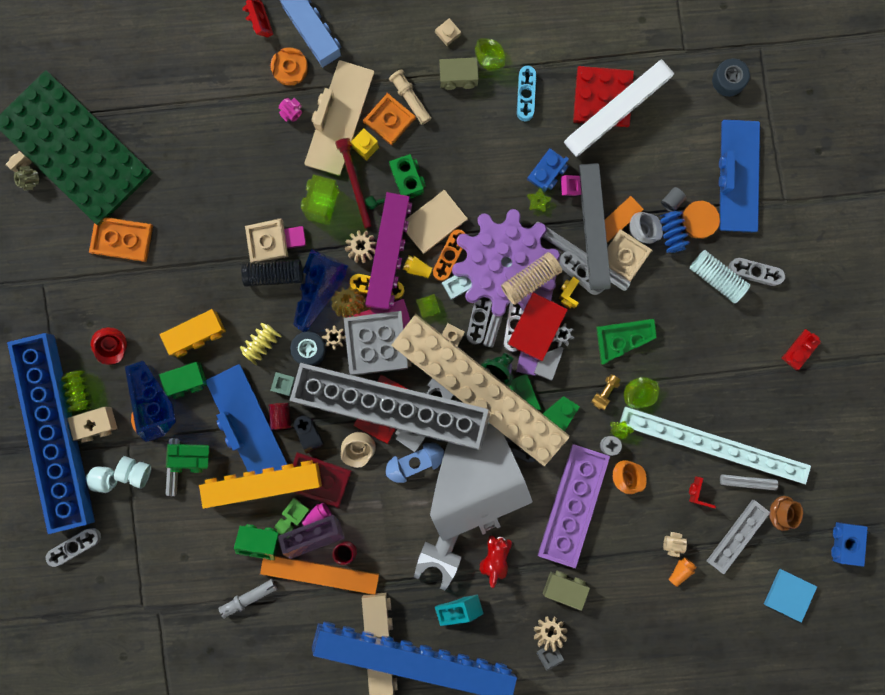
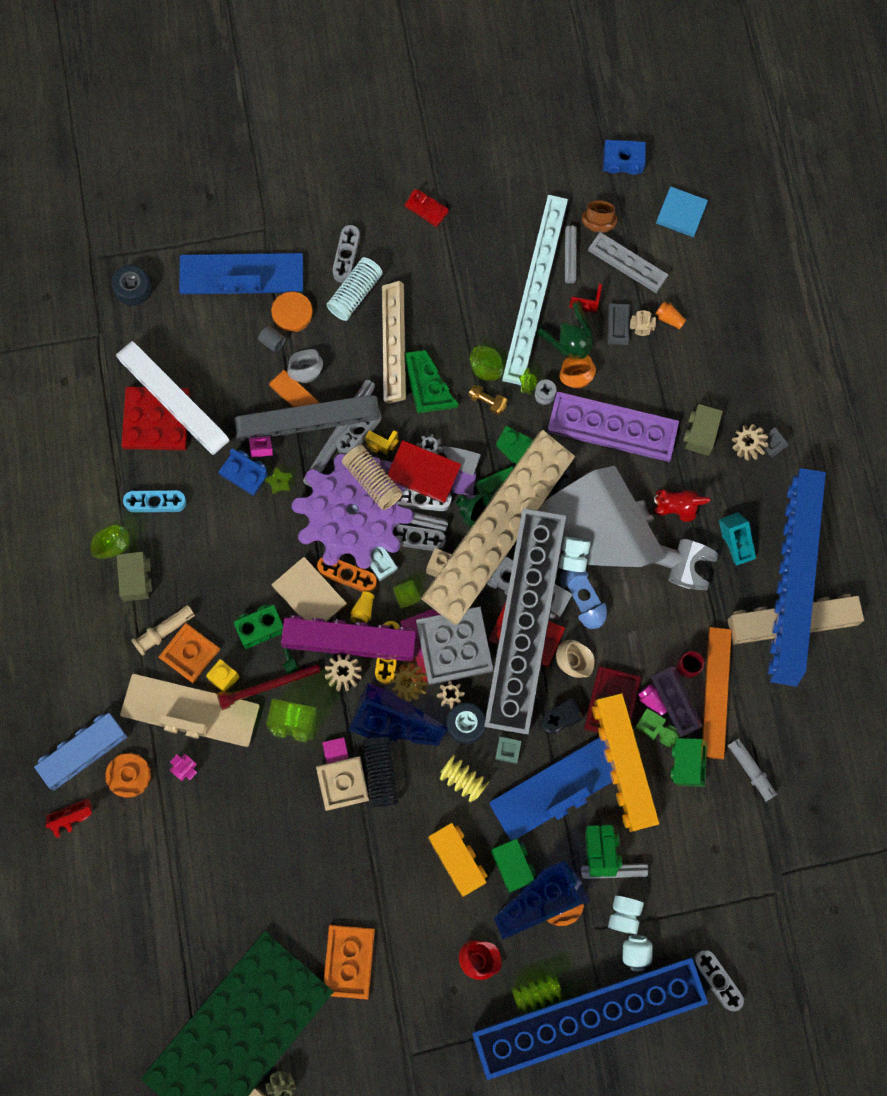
camera: 95 degrees left, 10 degrees down
(81, 423) = (572, 983): tan brick -> none
(279, 416) = (545, 749): dark red piece -> none
(446, 454) = (574, 554): none -> light aqua wheel
(448, 32) = (82, 593): tan plate -> none
(626, 255) = (335, 383): tan plate -> none
(657, 475) = (574, 340): none -> dark green piece
(666, 309) = (393, 342): none -> tan plate
(674, 231) = (307, 335): blue piece -> none
(676, 521) = (618, 324): none -> dark grey tile

